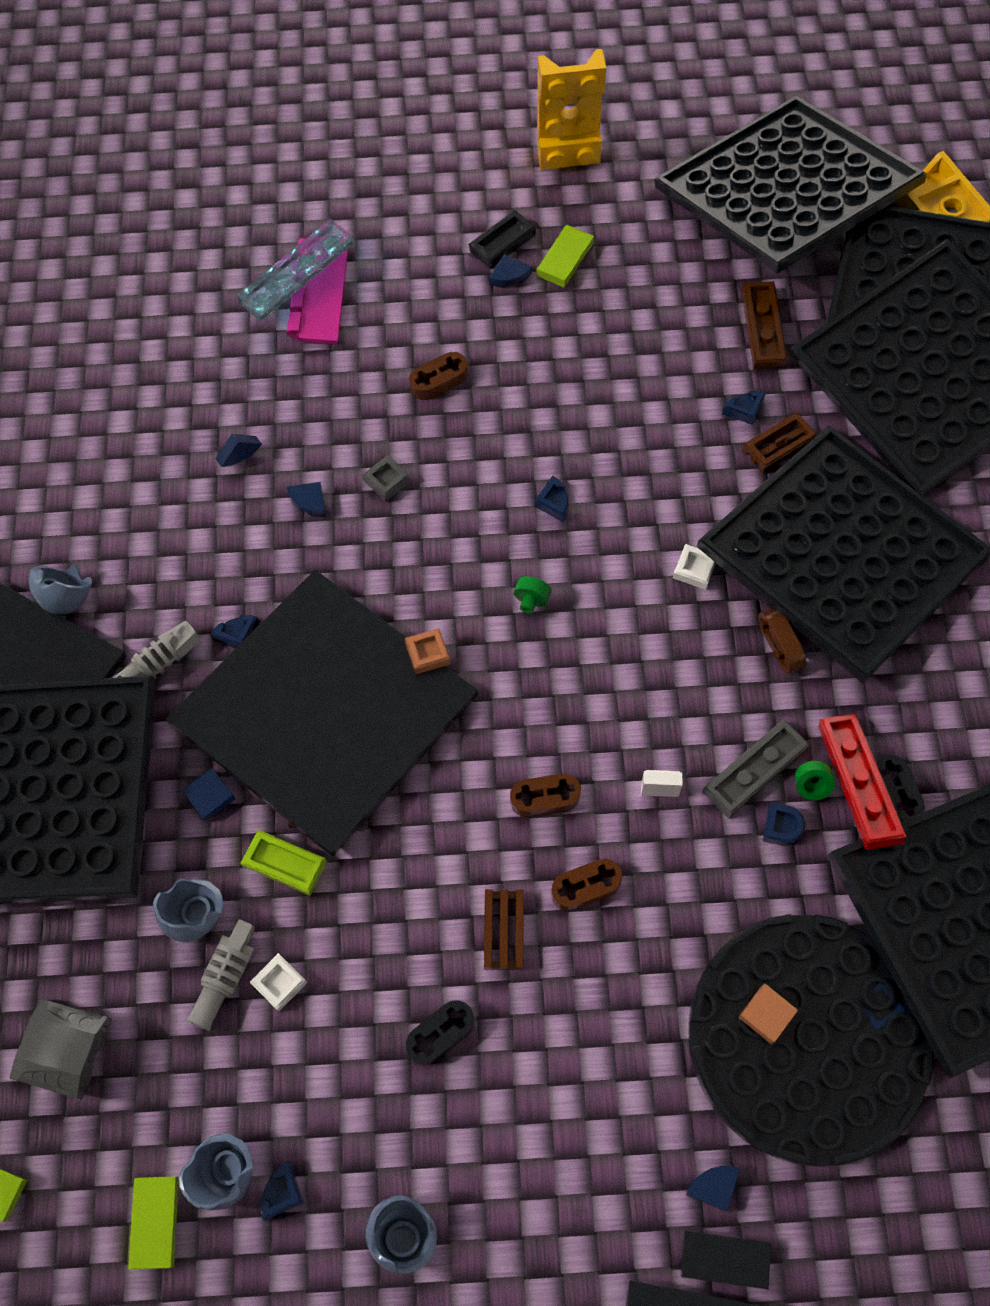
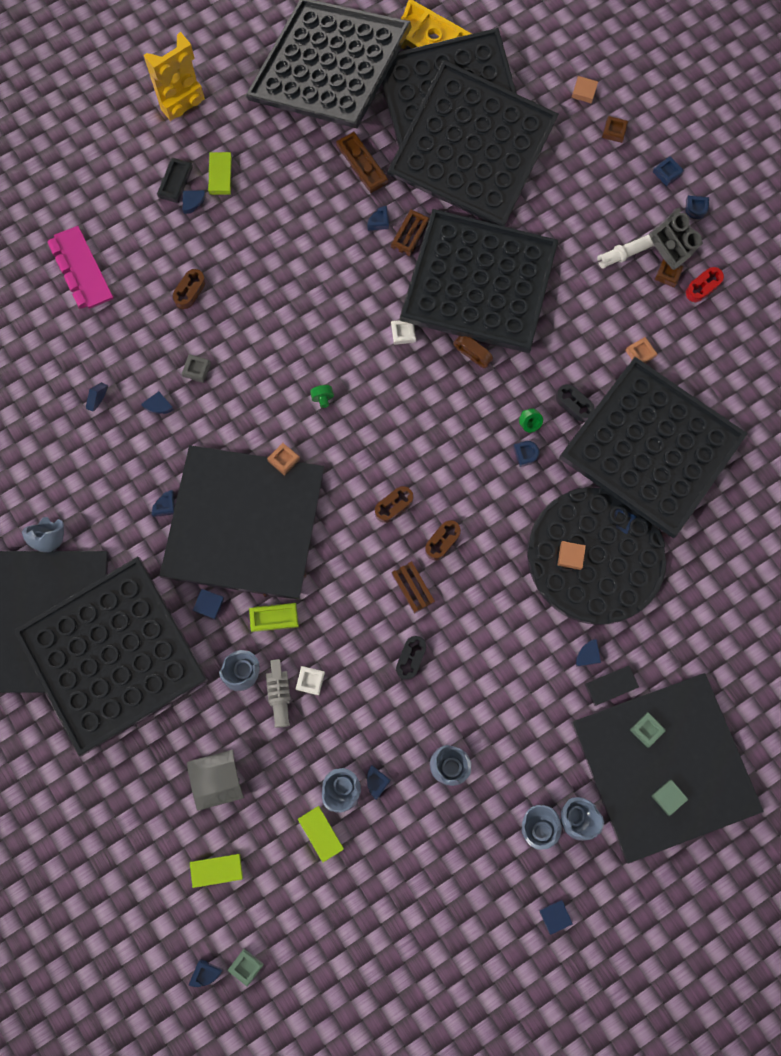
camera: 35 degrees left, 10 degrees up
(171, 647) = (130, 541): light grey hinge -> none
(295, 269) = (60, 263): clear light blue plate -> none
(553, 499) = (301, 332): dark blue tile -> none
(661, 783) = (452, 464): white tile -> none
(756, 768) = (496, 429): dark grey tile -> none
(861, 782) = (555, 408): red tile -> none

